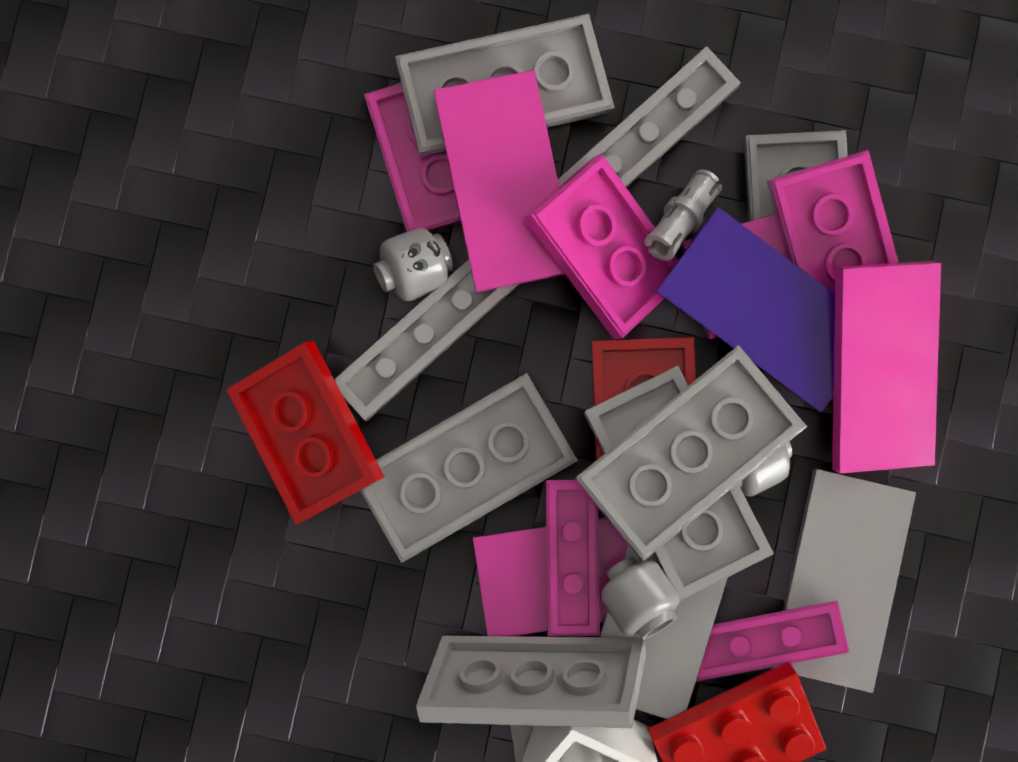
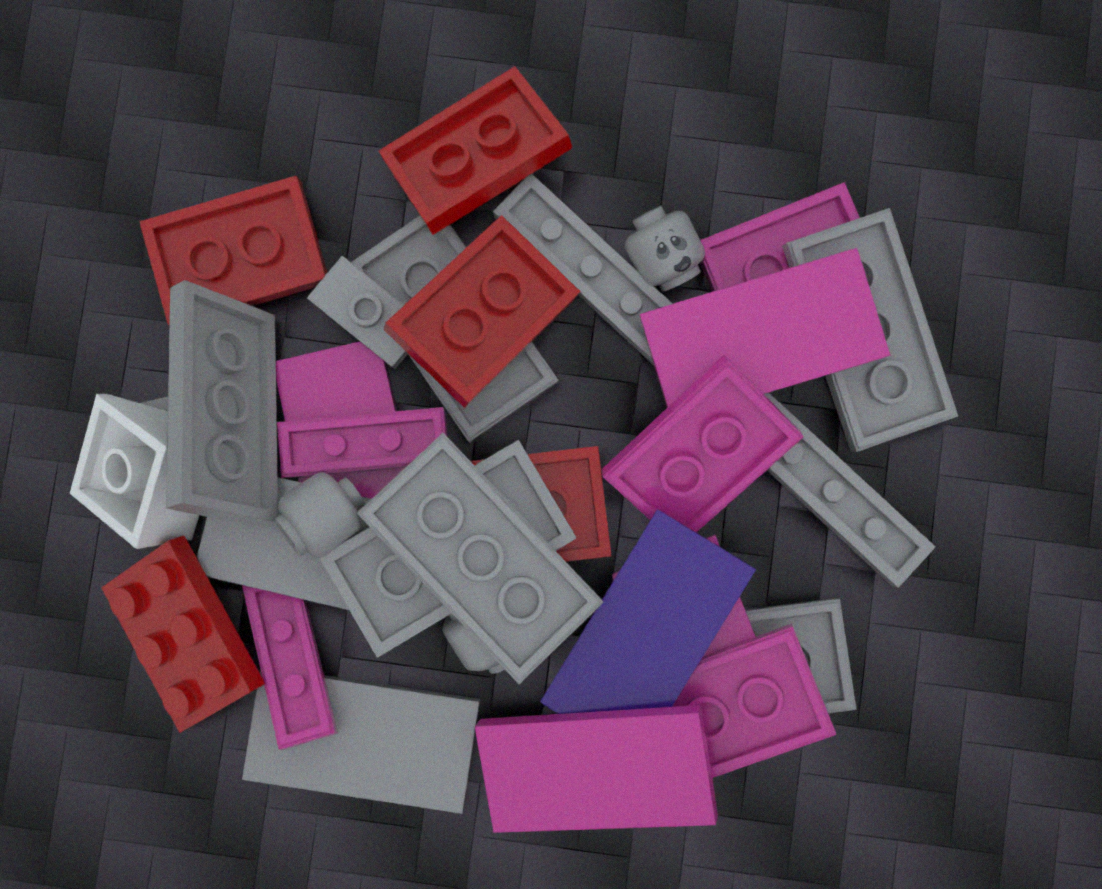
camera: 90 degrees right, 0 degrees up
(377, 667) = (238, 245): none -> red plate
(450, 544) = (359, 308): none -> light grey plate
(461, 436) = (481, 311): none -> red plate
(683, 215) = (744, 534): light grey pin -> none

